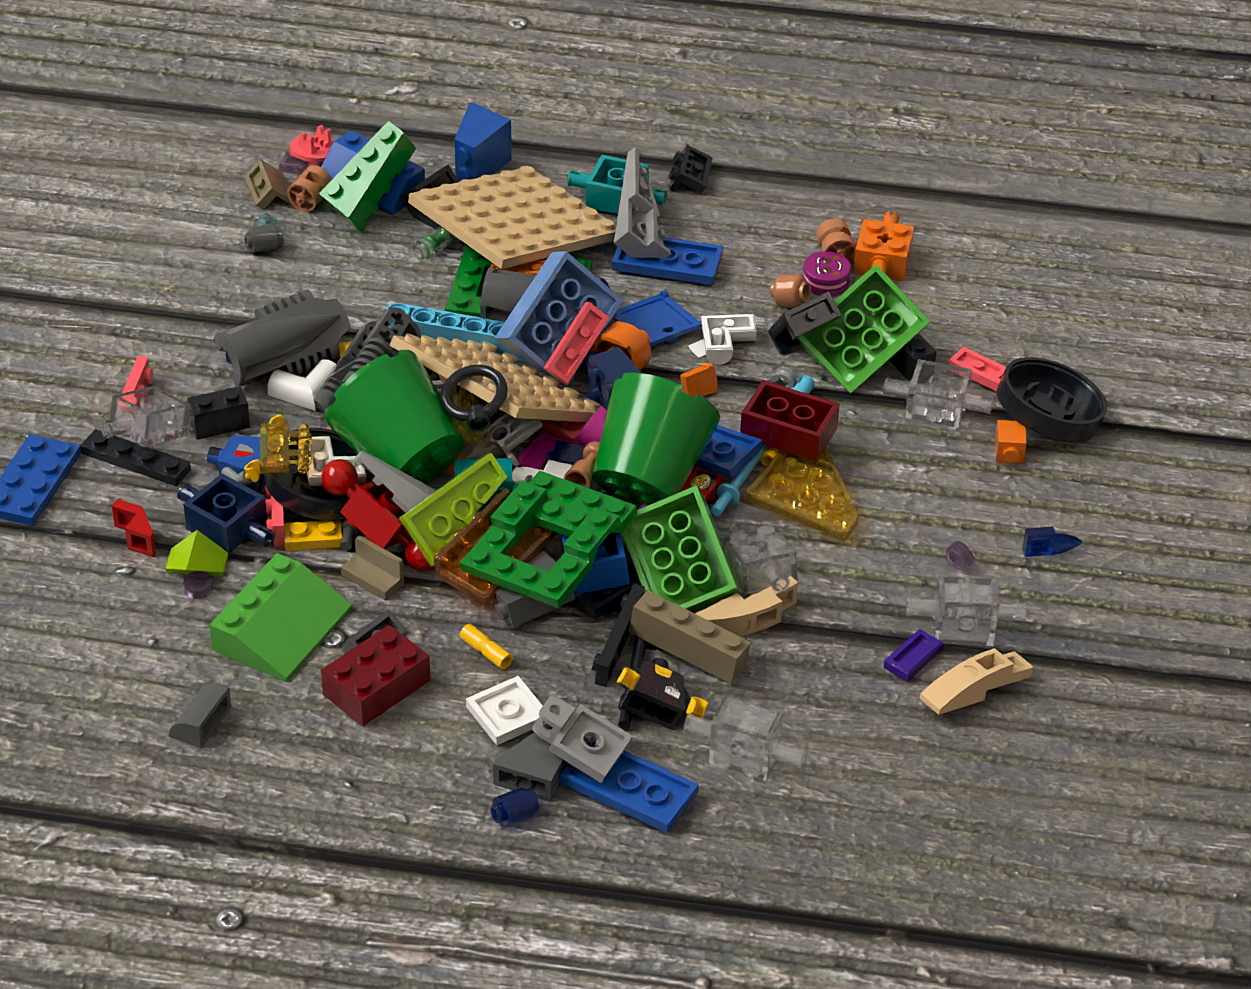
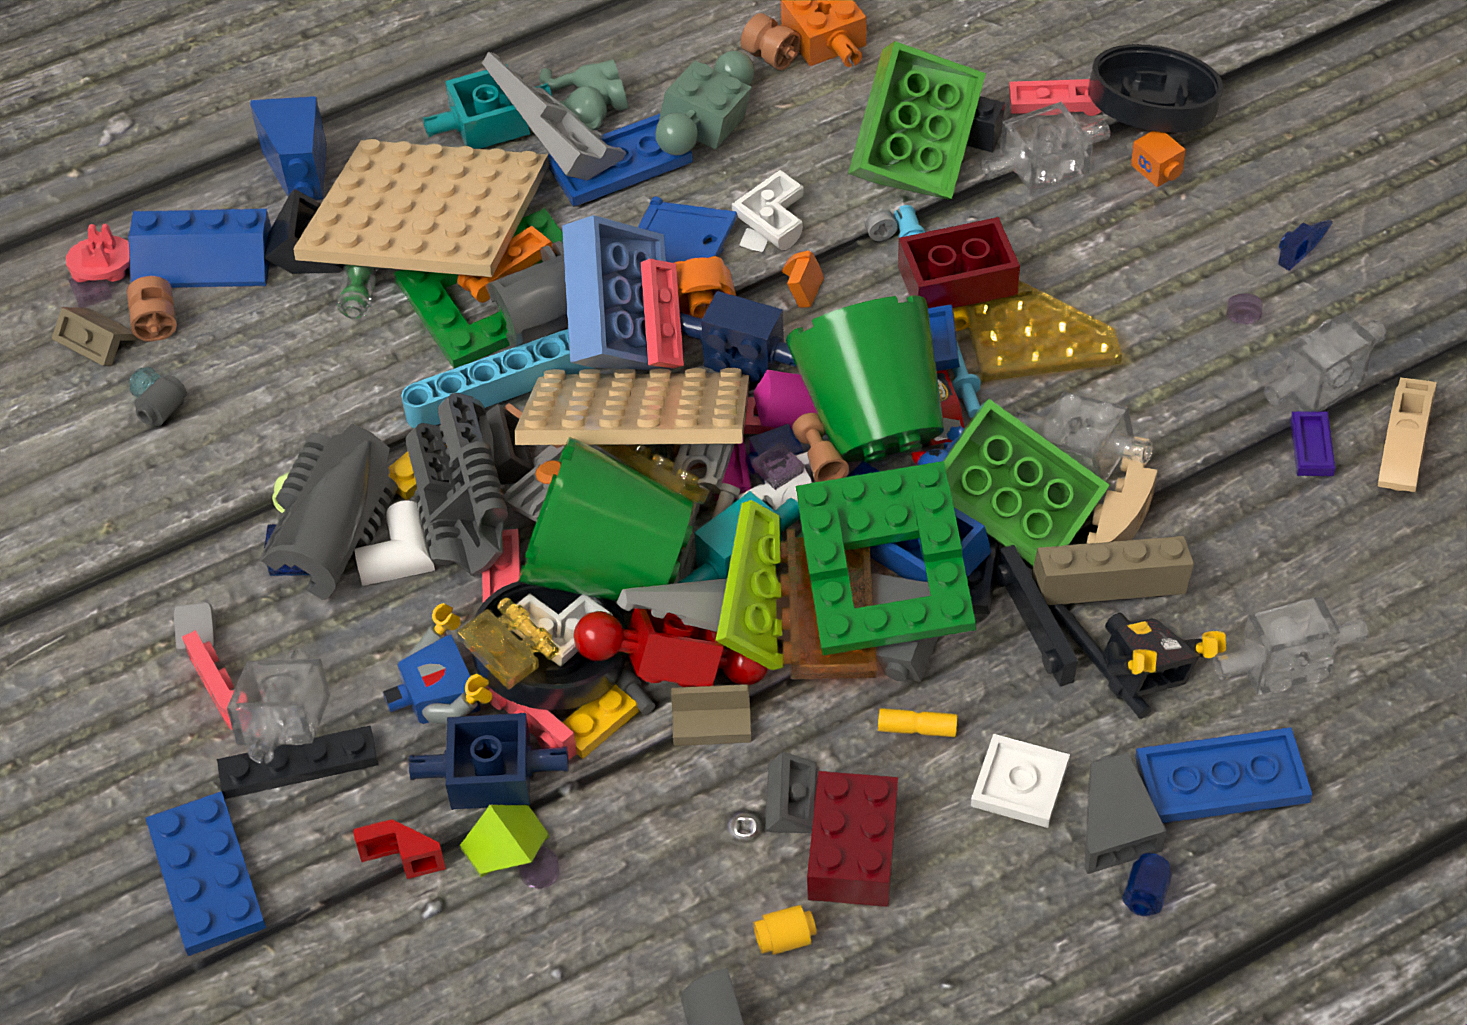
camera: 35 degrees left, 10 degrees up
(160, 358) = (191, 618): none -> light grey slope
(219, 412) = (345, 642): black brick -> none
(278, 618) = (678, 846): bright green slope -> none
(286, 694) = (784, 930): none -> yellow brick
(368, 176) = (219, 257): wedge -> none
(477, 415) = (706, 467): black piece -> none
(554, 461) = (778, 466): none -> clear purple tile
(574, 728) = (1135, 762): light grey plate -> none
(682, 217) = (596, 88): none -> sand green animal
(690, 168) = (534, 45): black bracket -> none
(748, 252) = (705, 103): none -> sand green brick
(790, 290) = (782, 121): nougat head -> none
(802, 320) = (856, 141): black panel -> none
(827, 273) = (794, 81): magenta head -> none

